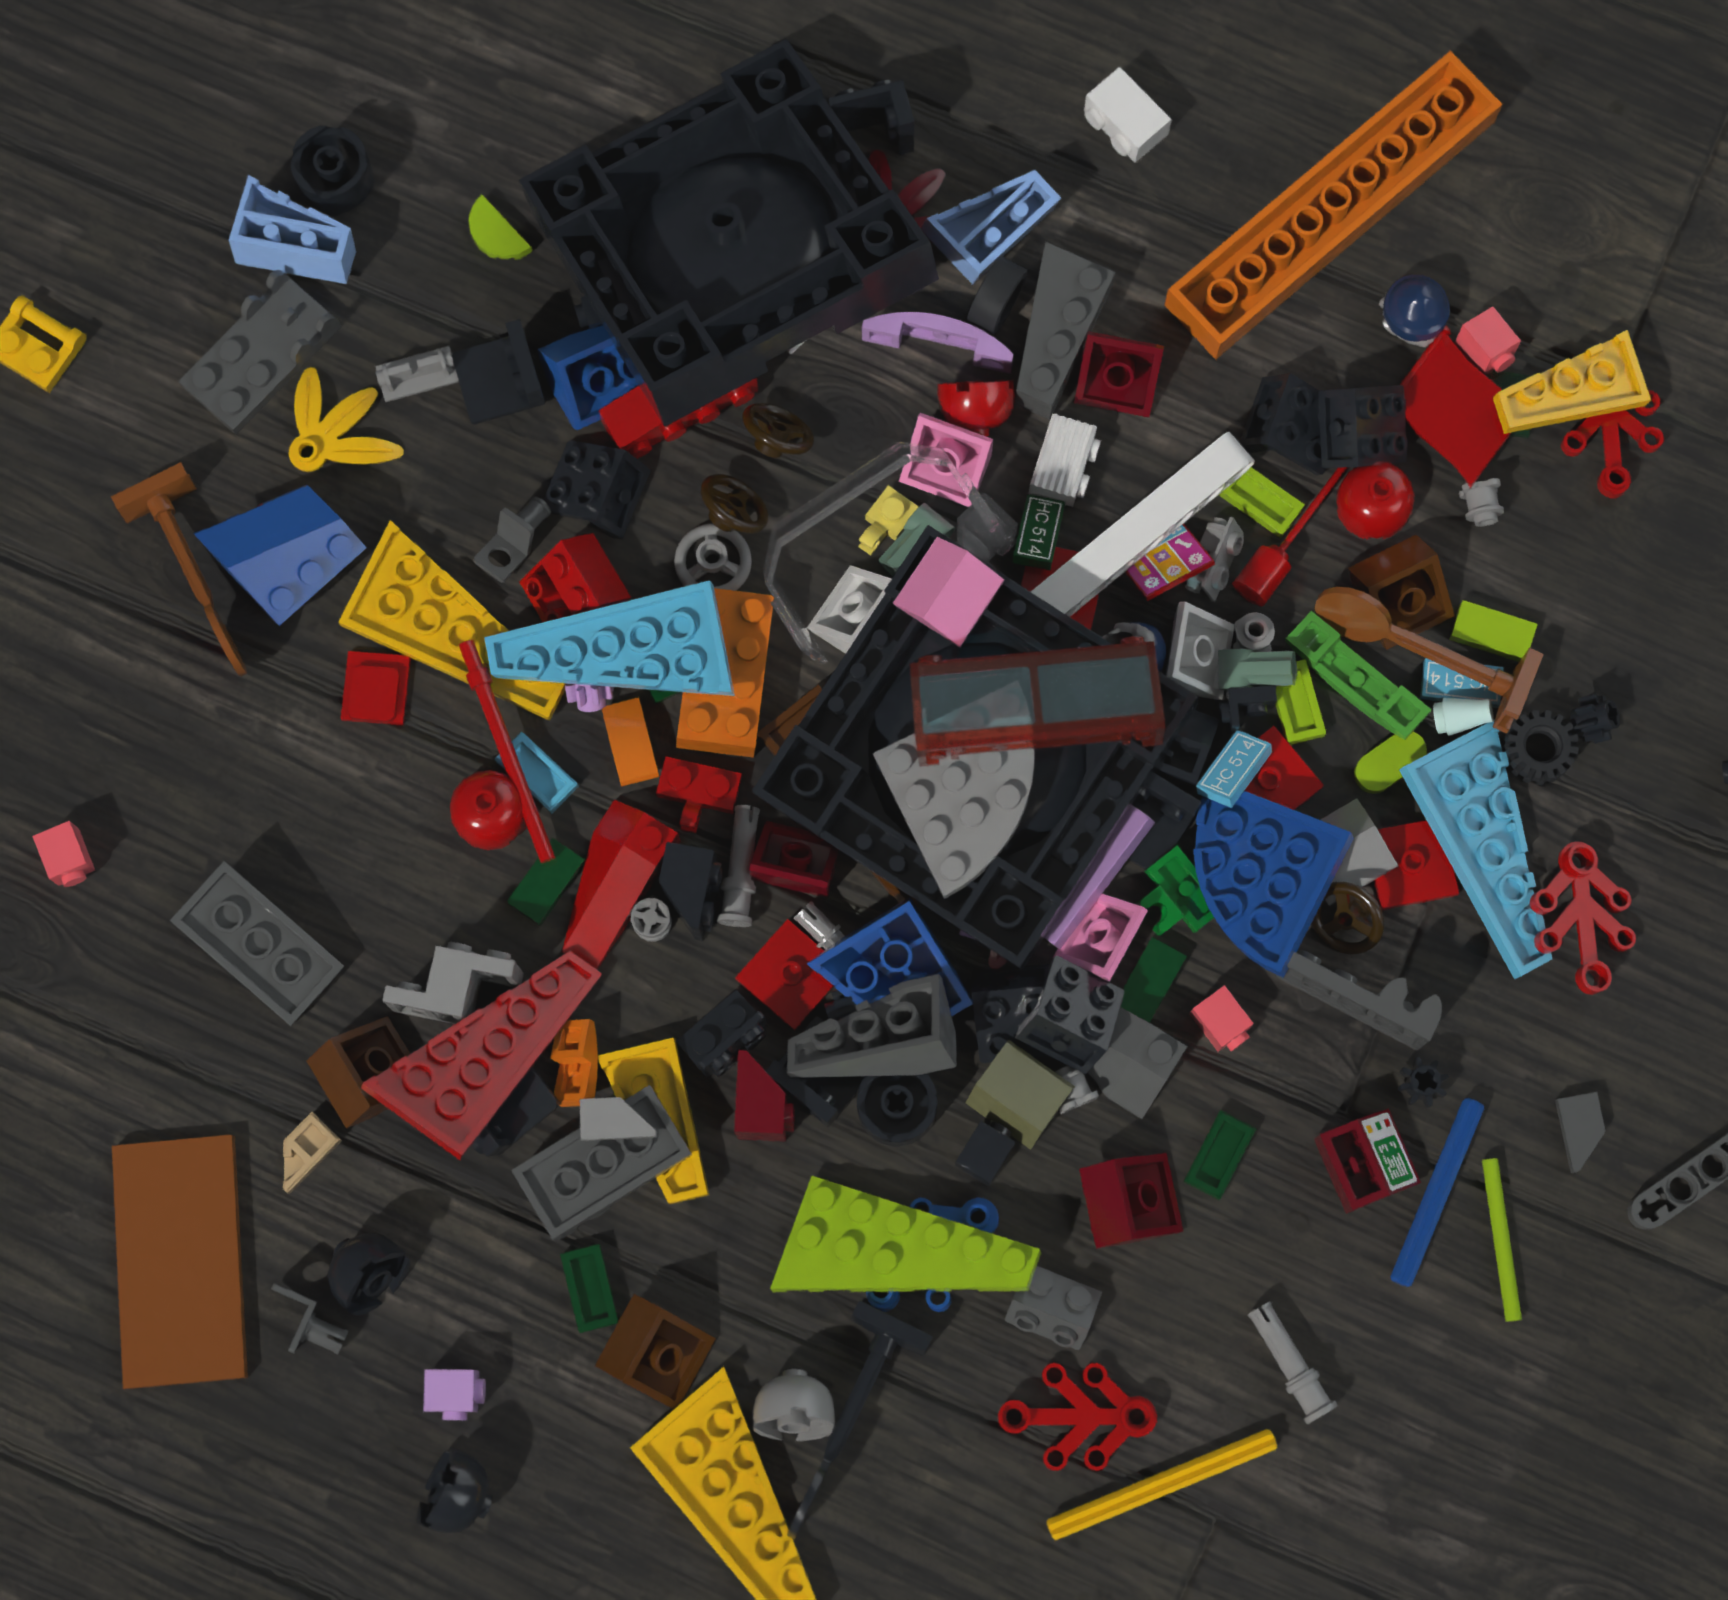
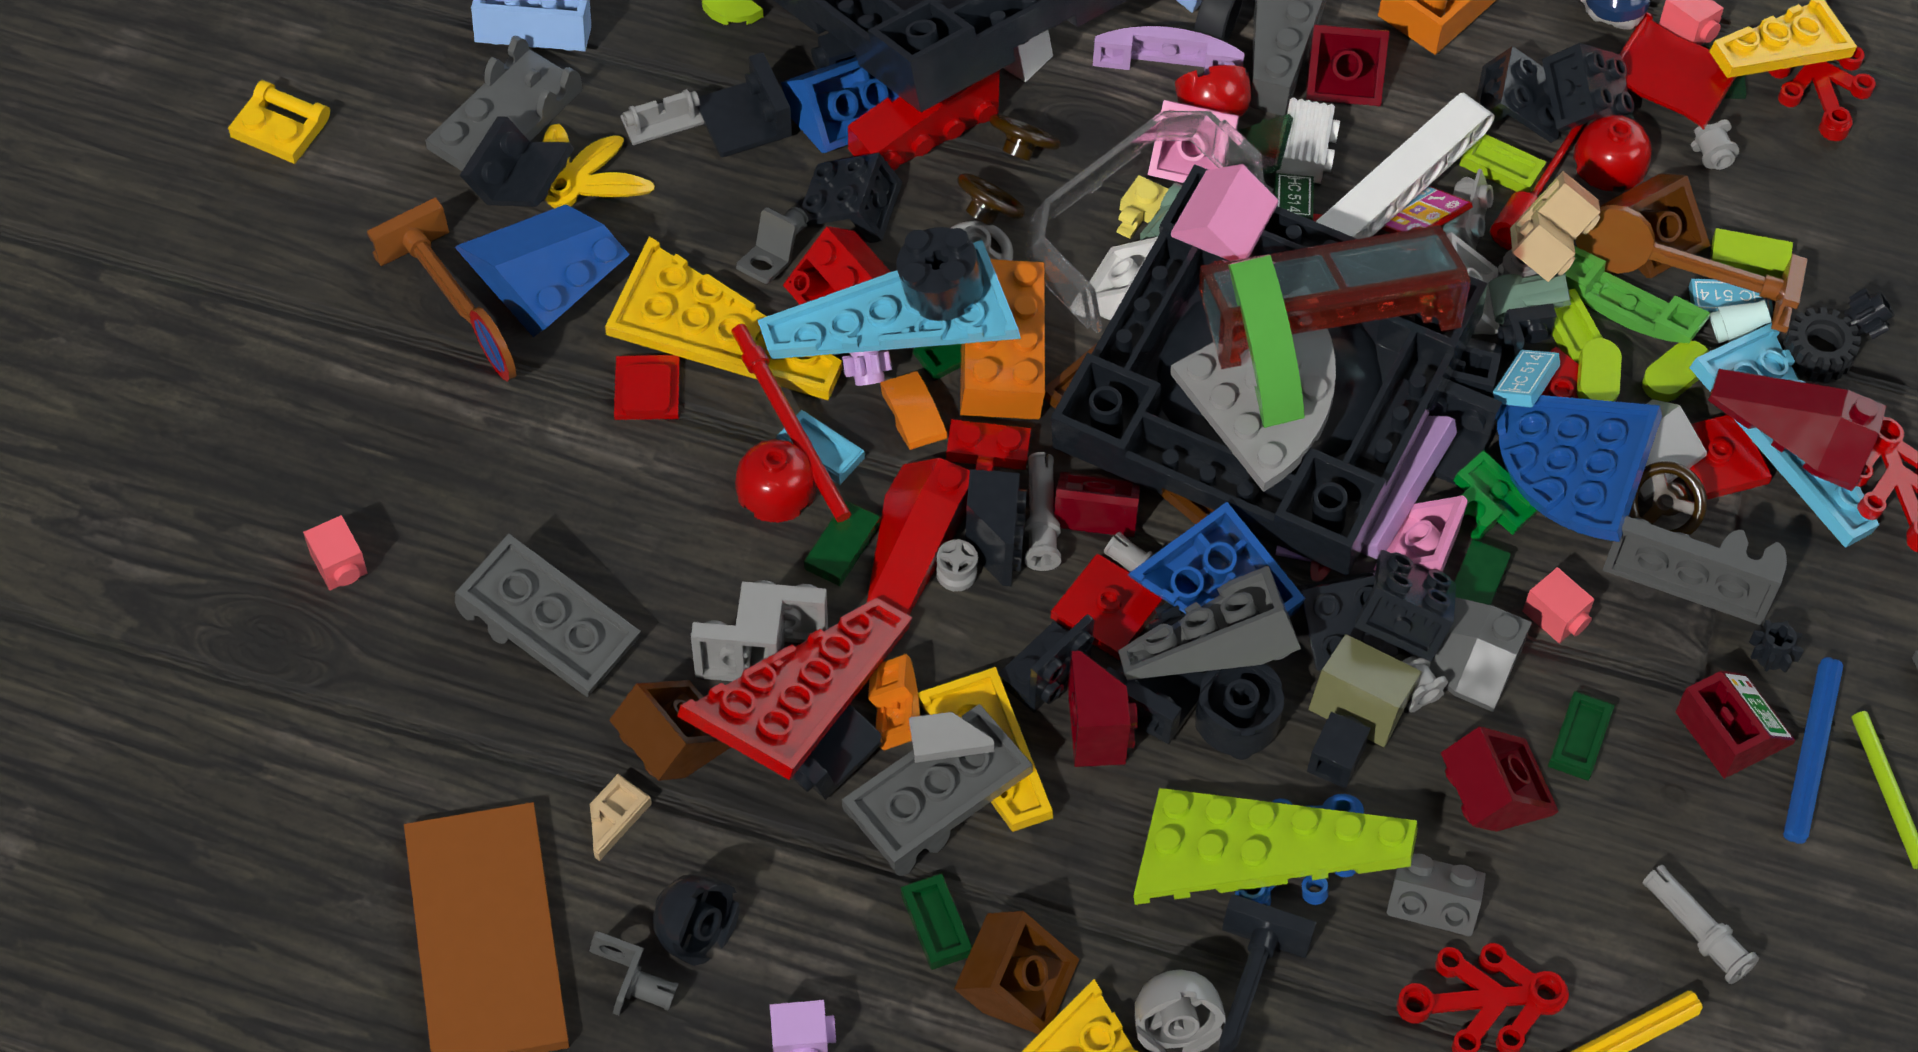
camera: 10 degrees left, 20 degrees down
(263, 428) = (511, 168): none -> black bracket
(645, 608) = (940, 272): none -> black brick
(958, 763) = (1268, 340): none -> bright green slope
(1014, 467) = (1270, 140): none -> clear green piece
(1283, 607) = (1551, 224): none -> tan brick
(1309, 766) = (1599, 370): none -> lime tile
(1502, 855) = (1817, 423): none -> dark red wedge

